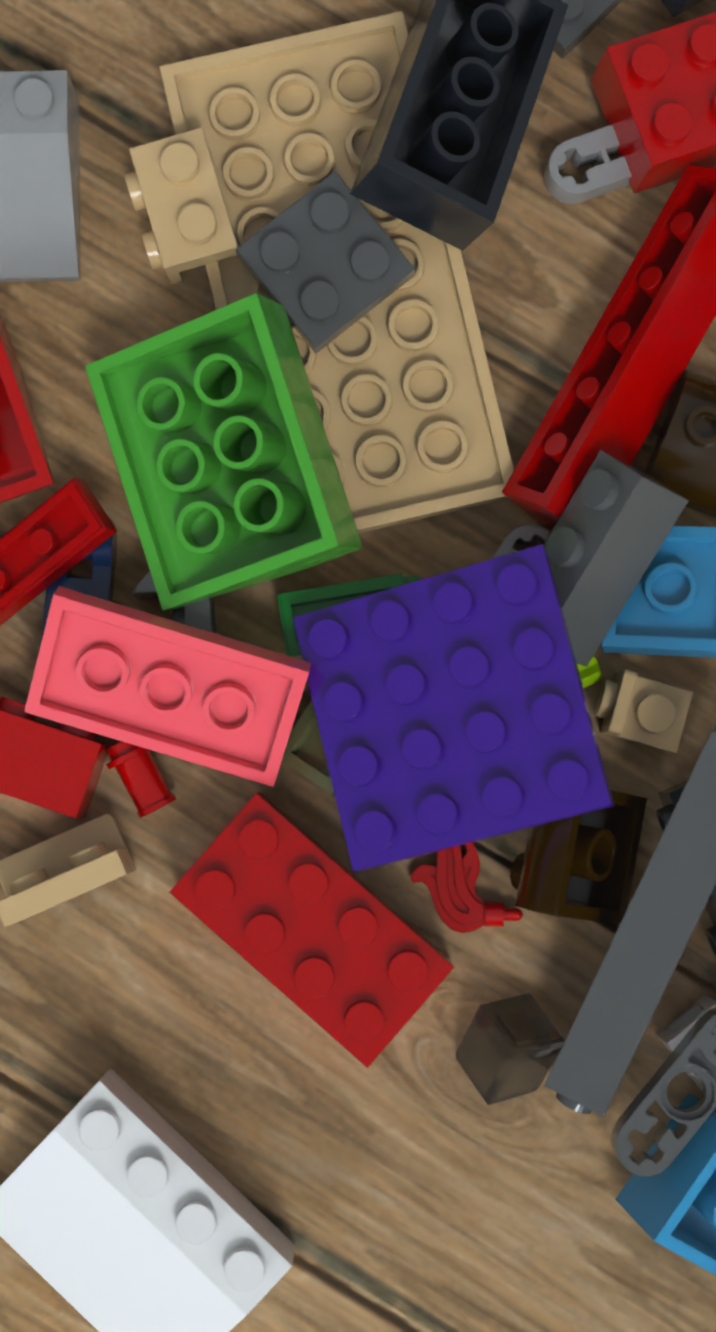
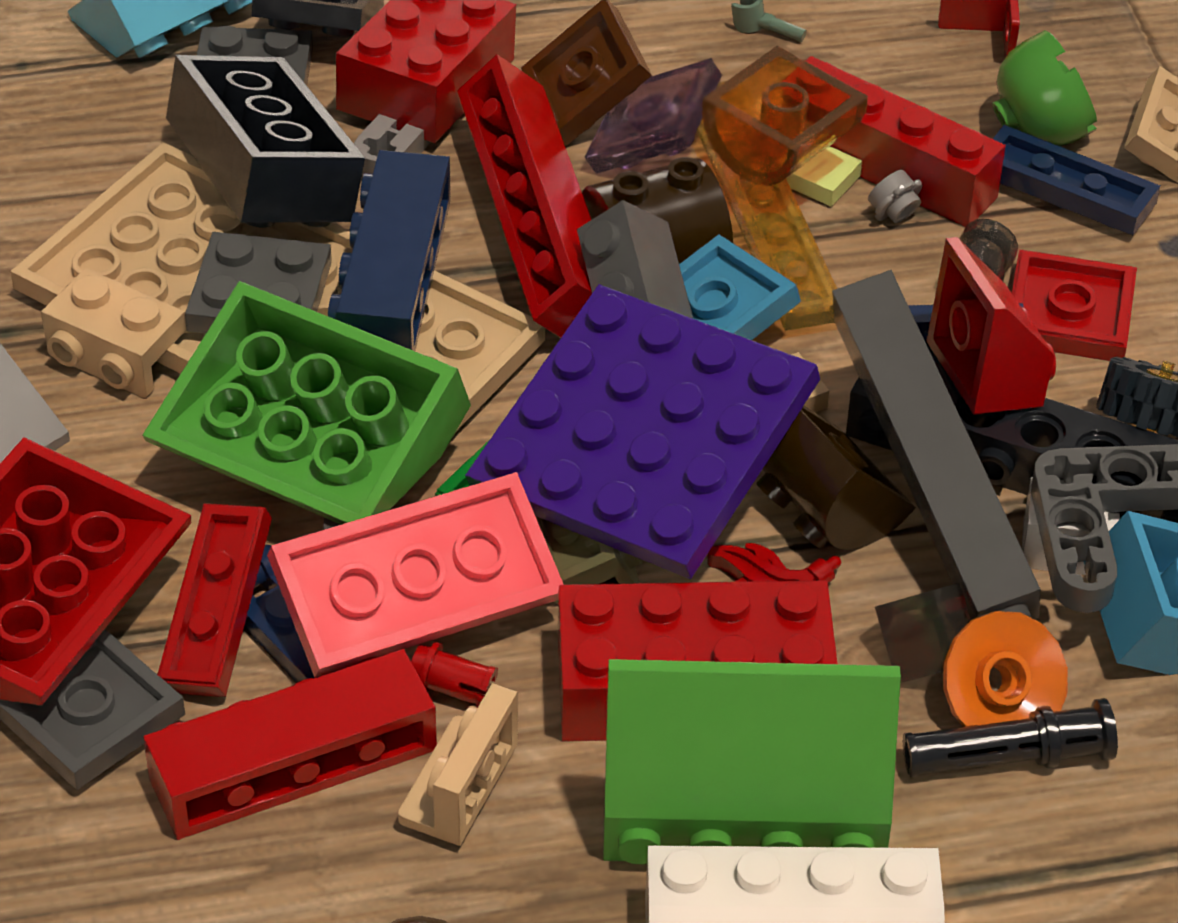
camera: 45 degrees left, 40 degrees down
(228, 1087) = (748, 755): none -> bright green slope
(451, 326) = (394, 246): none -> dark blue brick
(495, 1207) = (1042, 737): none -> black pin
(516, 1144) = (1023, 654): none -> orange dish

